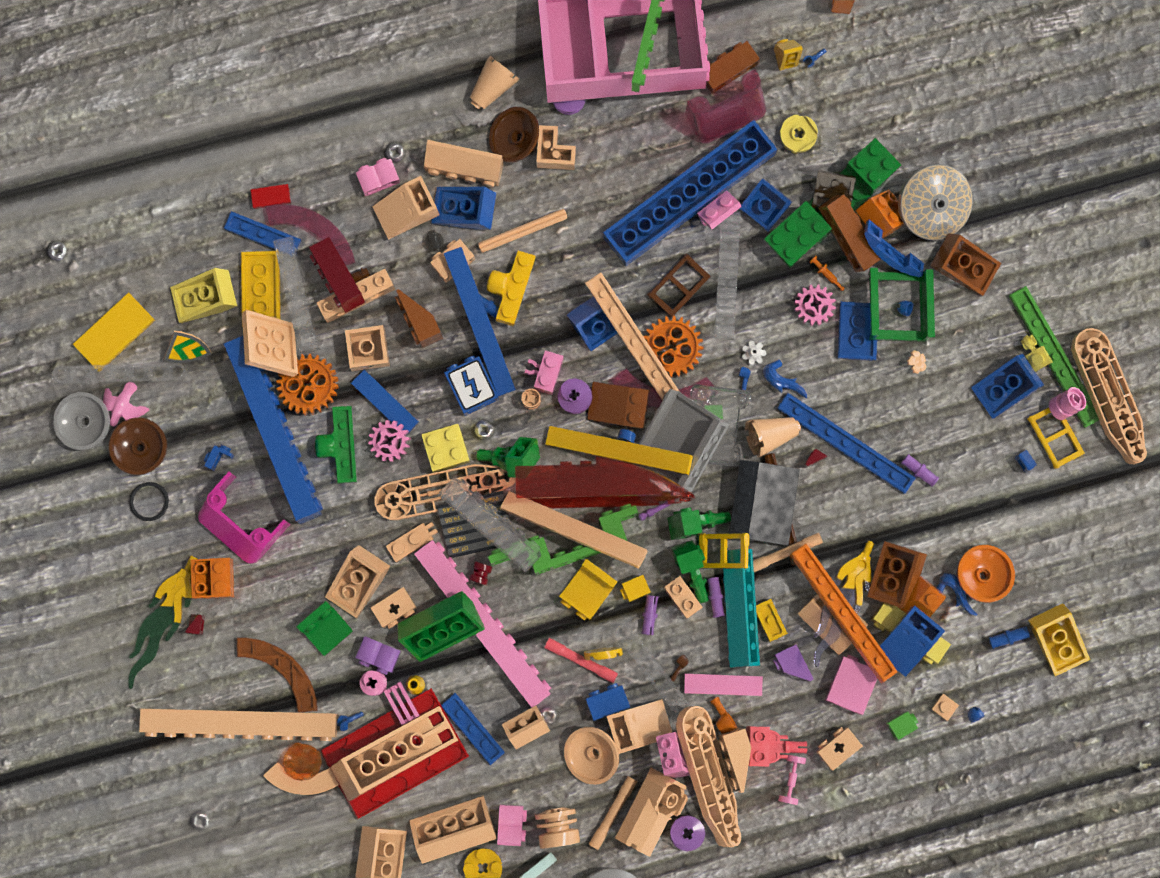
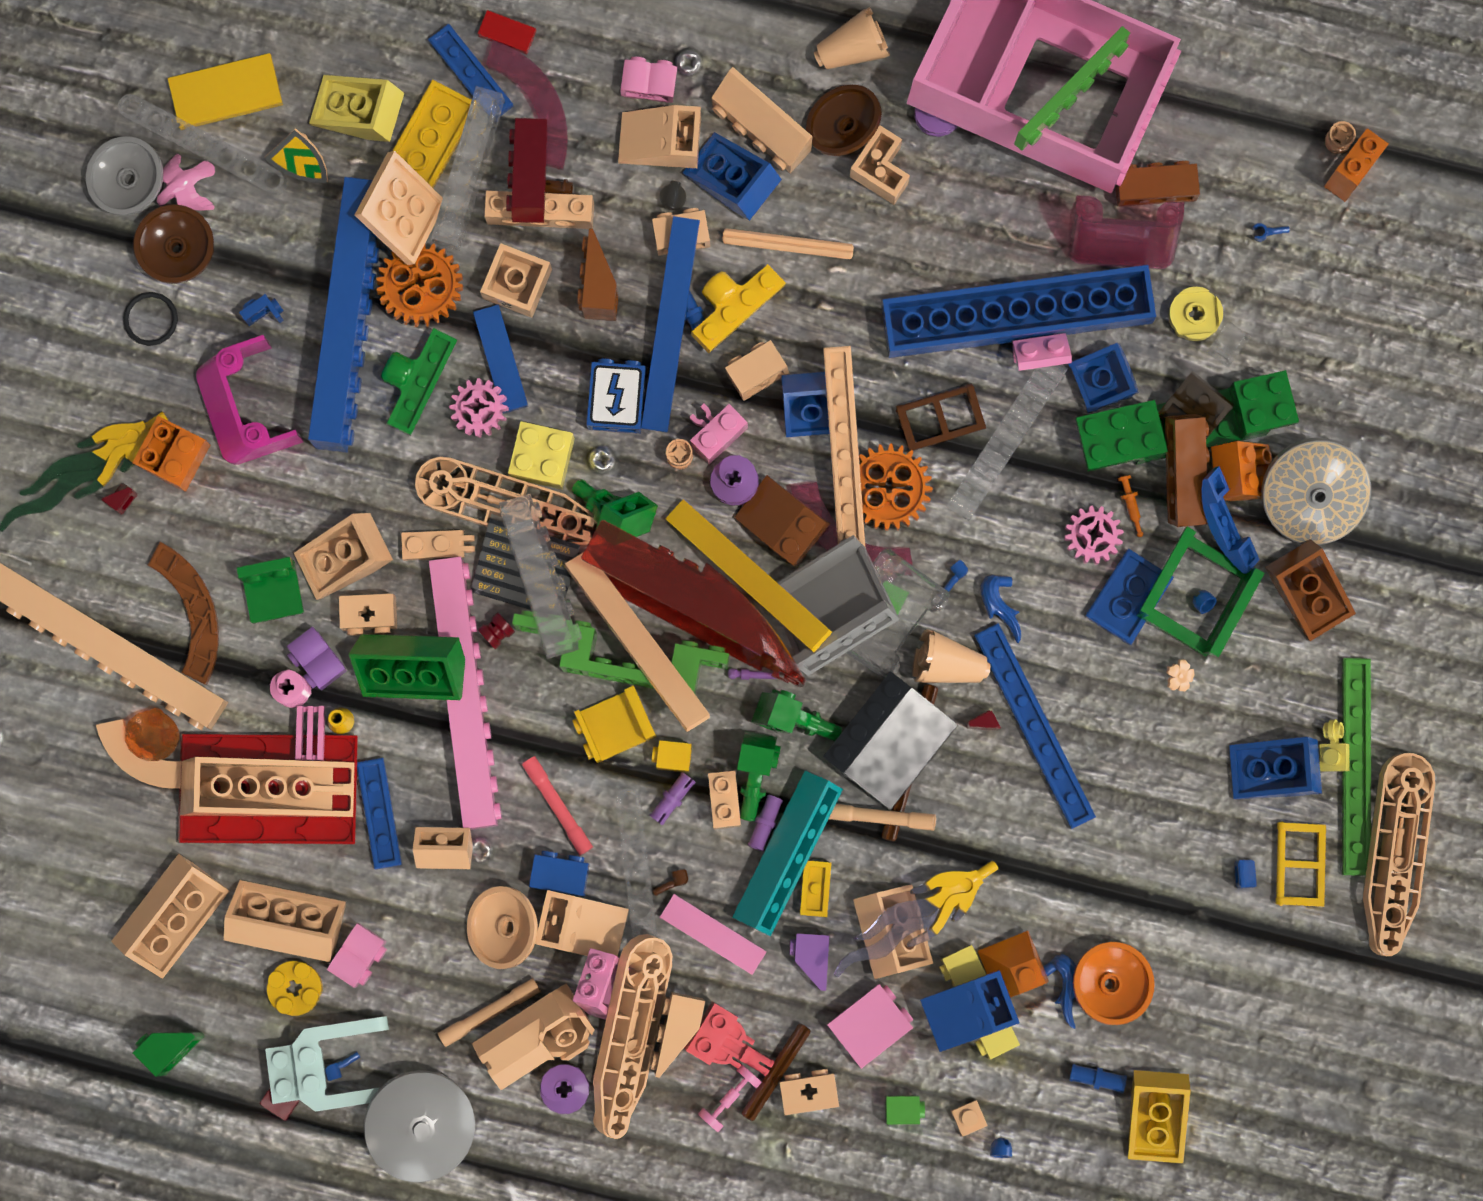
camera: 30 degrees right, 0 degrees up
(343, 721) = (229, 715): blue hand -> none
(549, 319) = (756, 369): none -> light nougat brick
(557, 828) = (410, 991): light nougat wheel -> none
(603, 653) = (587, 812): yellow tile -> none
(626, 435) = (768, 564): blue beam -> none
(703, 542) = (835, 775): yellow window -> none
(725, 722) = (689, 982): orange bar -> none
(750, 355) = (984, 557): white plant -> none
(787, 53) = (1237, 207): yellow slope -> none
(811, 738) = (776, 1072): none -> reddish brown axle
(843, 613) = (907, 930): orange tile -> none
(896, 574) = (1002, 920): dark orange slope -> none
(920, 470) = (1106, 810): medium lavender pin -> none
(1067, 403) = (1337, 832): bright pink wheel -> none

